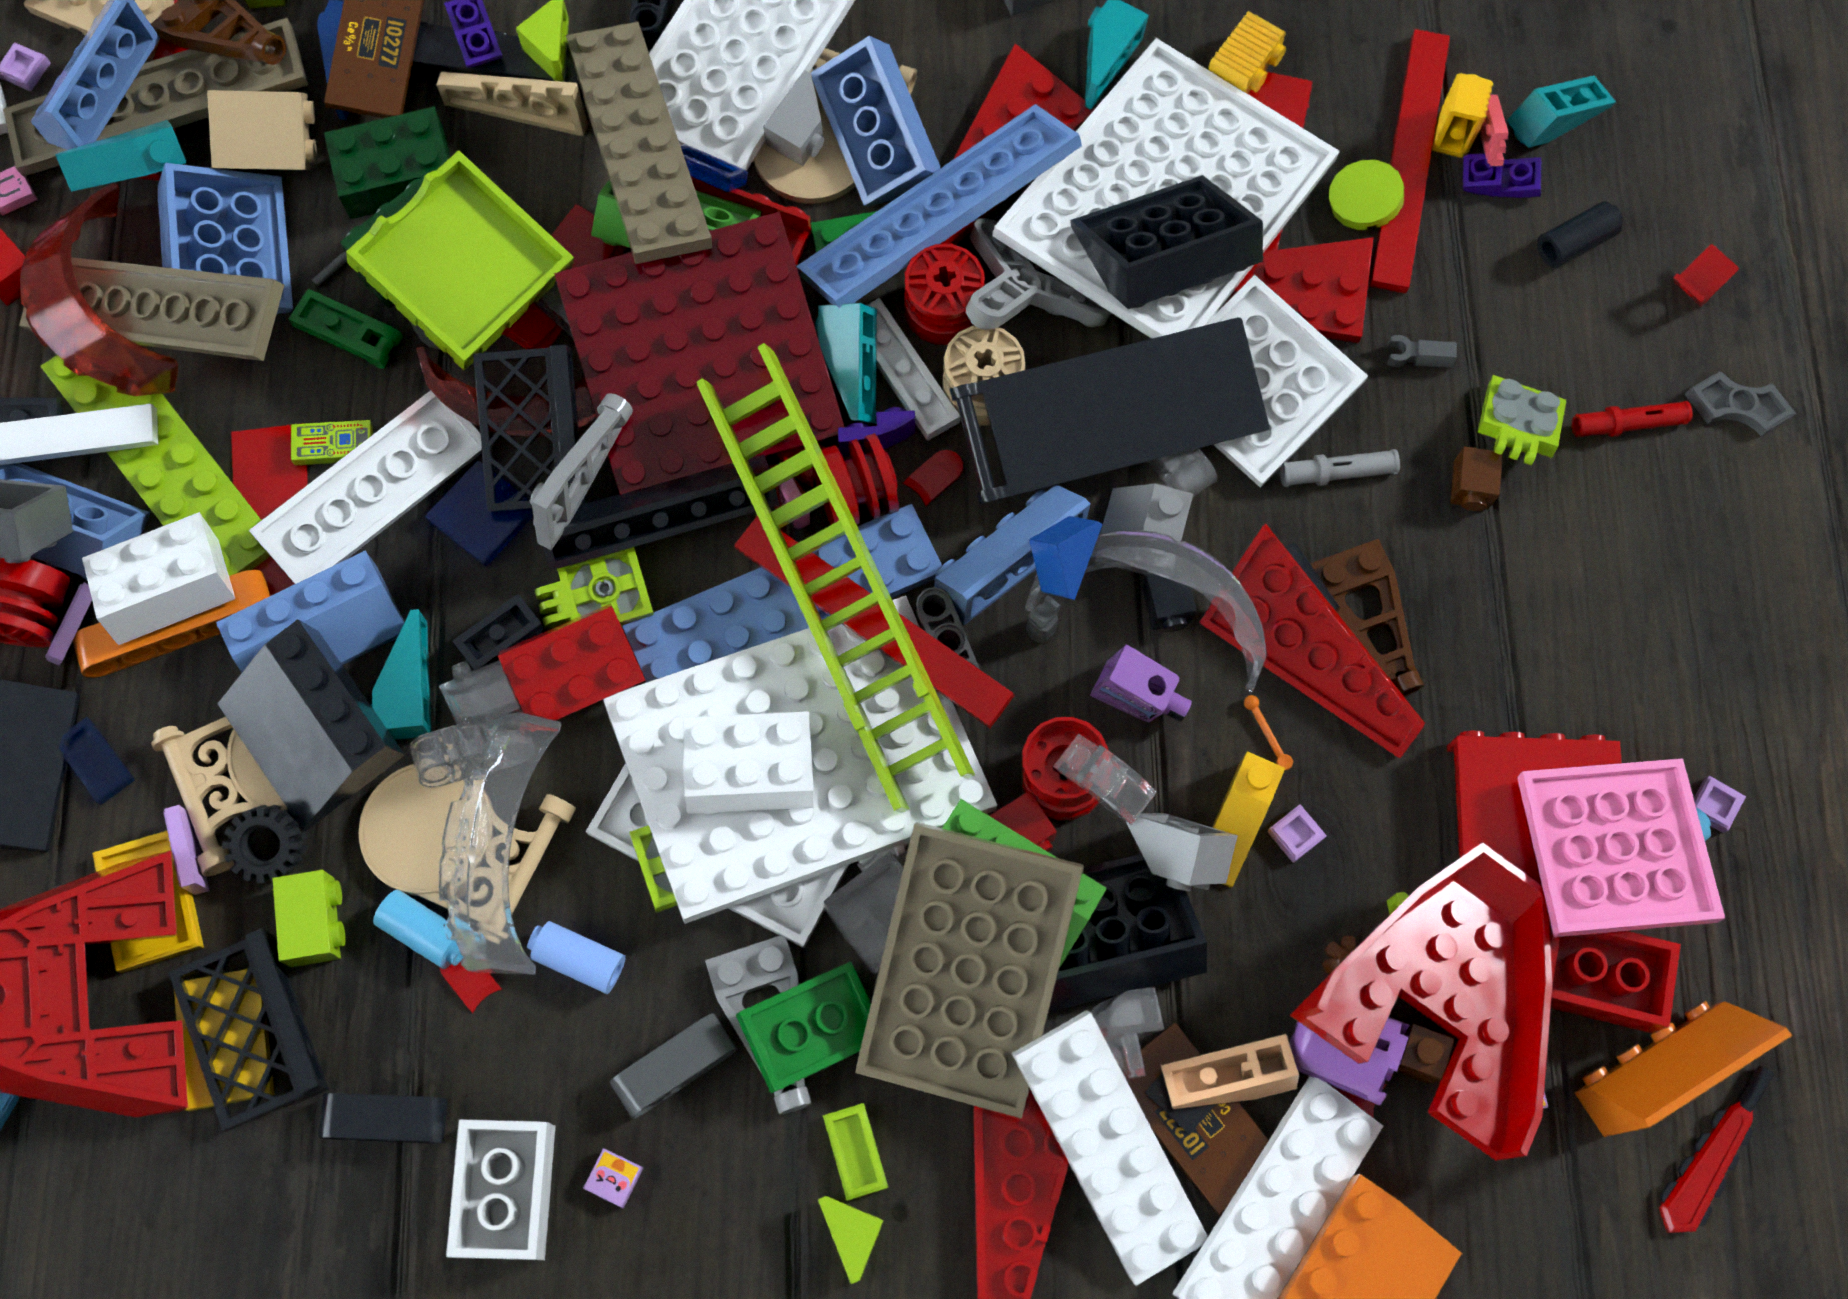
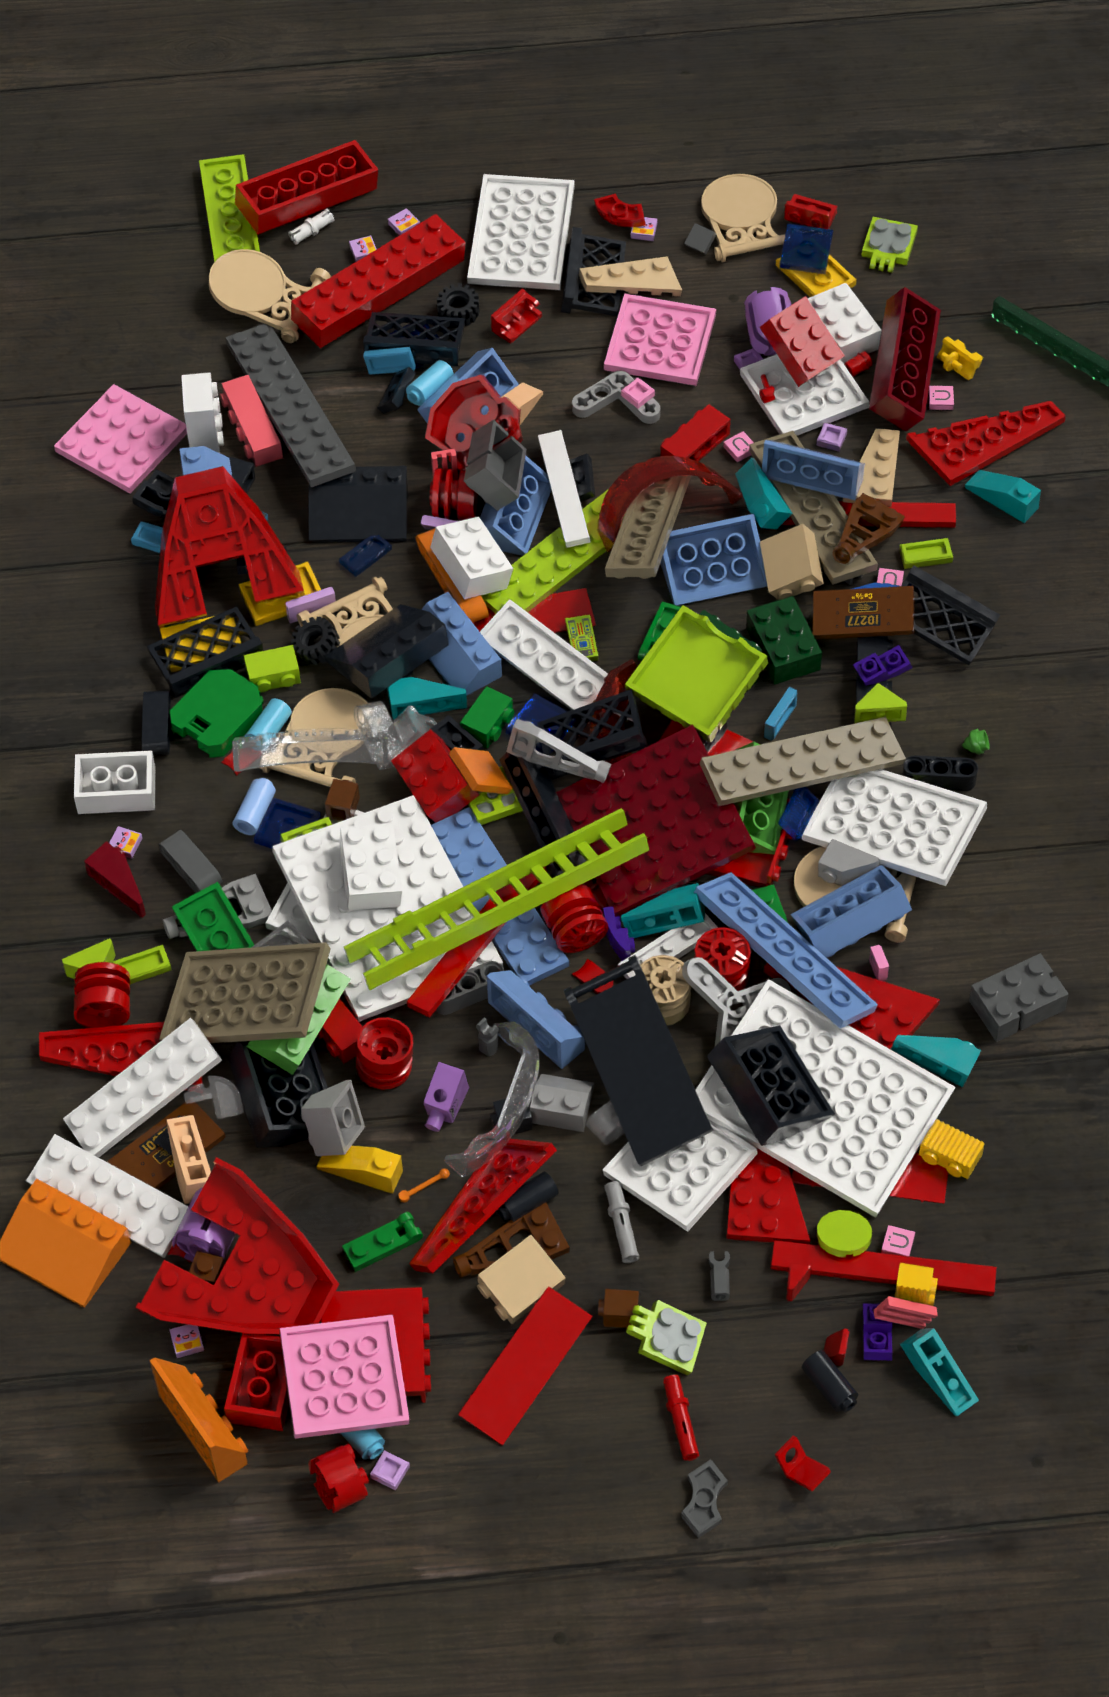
camera: 90 degrees right, 15 degrees down
(304, 21) = (890, 576): none -> bright pink tile
(365, 1001) = (224, 703): none -> green piece
(459, 585) = (488, 716): none -> green brick
(521, 182) = (780, 714): none -> dark azure tile
(527, 101) = (843, 692): tan wing -> none
(578, 592) = (480, 770): none -> orange tile
(596, 809) = (342, 800): none -> reddish brown brick
(614, 908) = (282, 818): none -> clear blue tile
(678, 1194) = (111, 871): none -> dark red slope
(927, 1214) = (102, 995): none -> red wheel
(955, 106) = (879, 963): none -> bright pink tile
(1063, 555) = (521, 1024): blue slope -> none
(1105, 778) = (366, 1059): clear brick -> none
(1296, 833) = (354, 1204): lavender tile -> none
(1361, 797) = (382, 1242): none -> green plate
(1374, 137) = (898, 1241): none -> bright pink tile
(1436, 258) = (797, 1278): none -> red slope
(1440, 602) = (519, 1279): none -> tan brick
(1528, 221) = (836, 1346): none -> red slope
(1567, 607) = (525, 1365): none -> red window
(1701, 1177) = (133, 1452): red sword -> none
(1757, 867) = (339, 1478): none -> red brick

